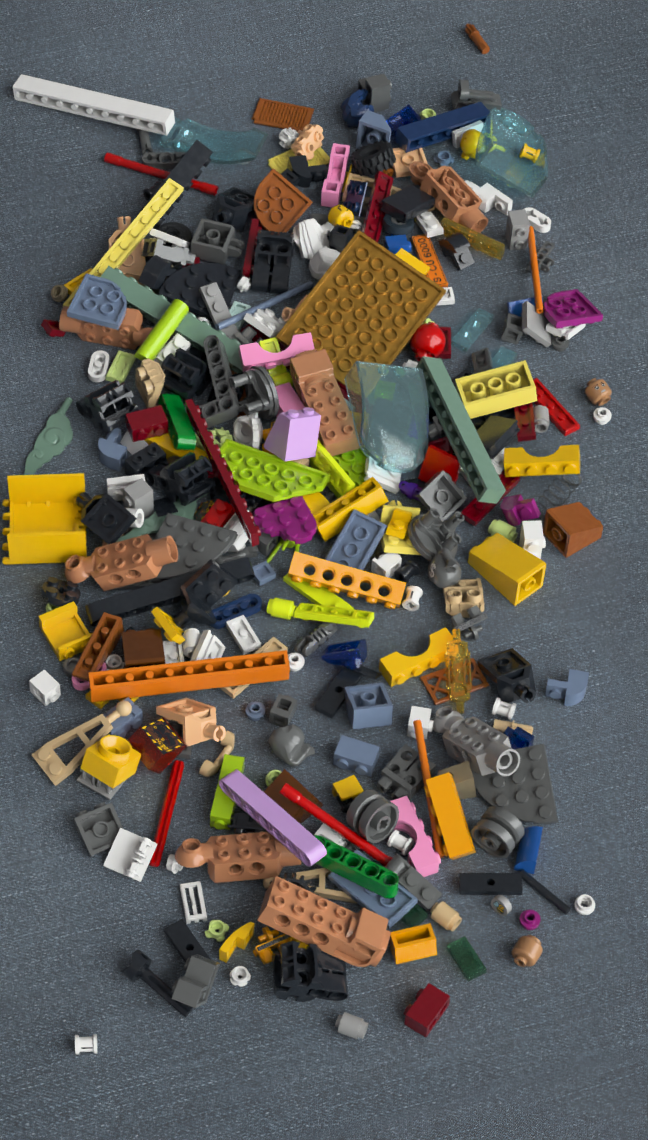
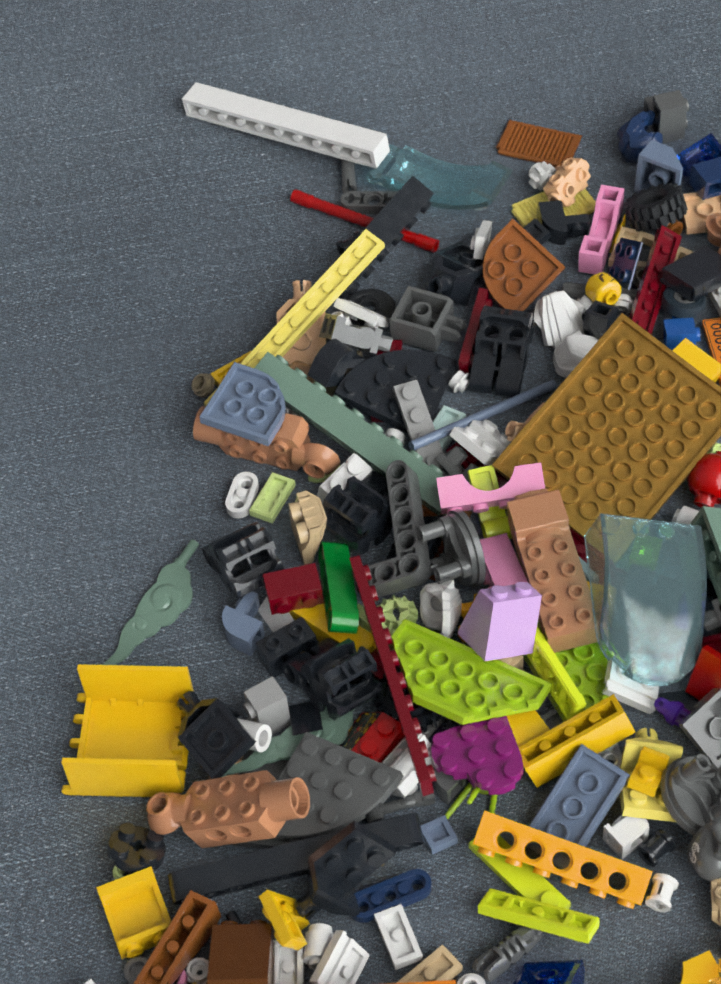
camera: 15 degrees right, 0 degrees up
(52, 328) = (184, 436): dark red plate -> none
(116, 485) = (240, 681): white plate -> none
(162, 330) = (331, 450): lime brick -> none
(249, 184) = (481, 240): none -> white plate
(281, 608) = (459, 896): neon yellow brick -> none

